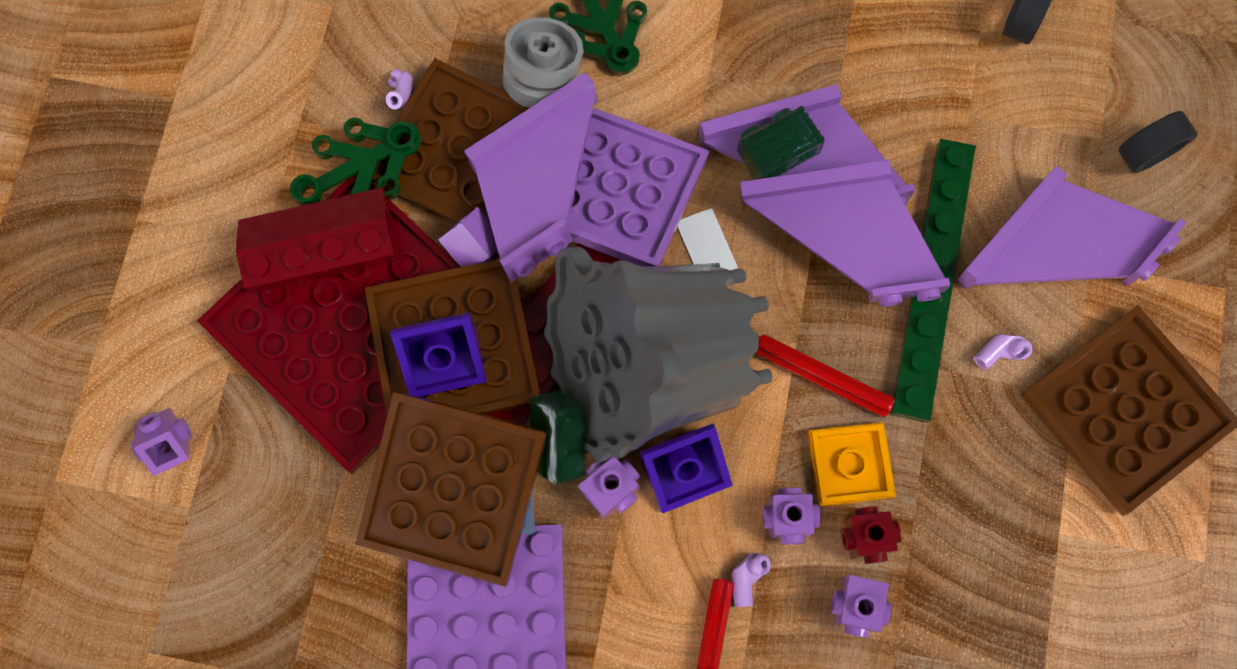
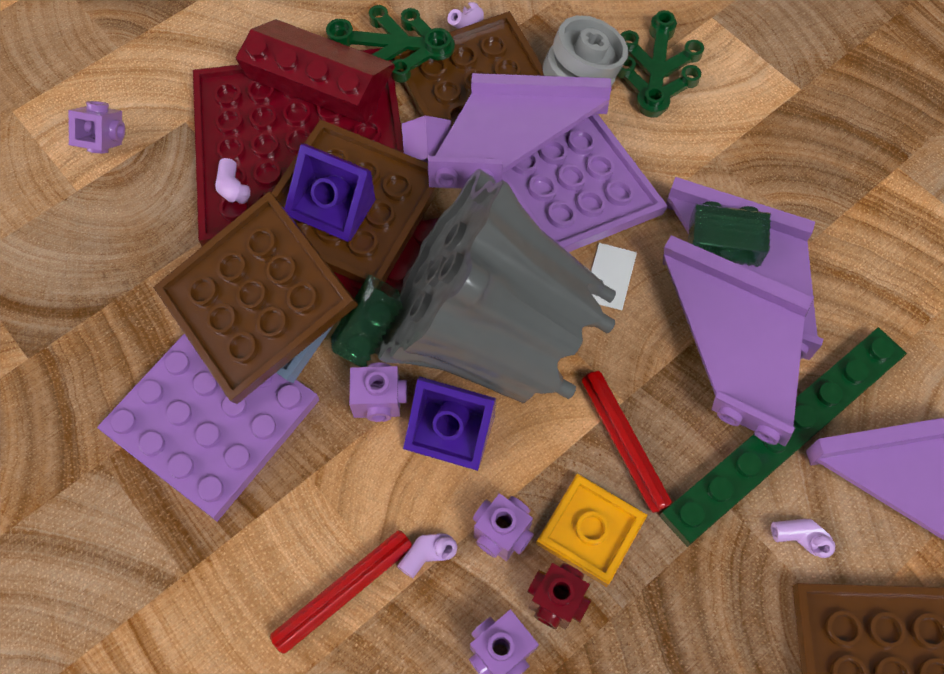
camera: 35 degrees right, 10 degrees down
(334, 406) = (228, 185): none -> lavender arm

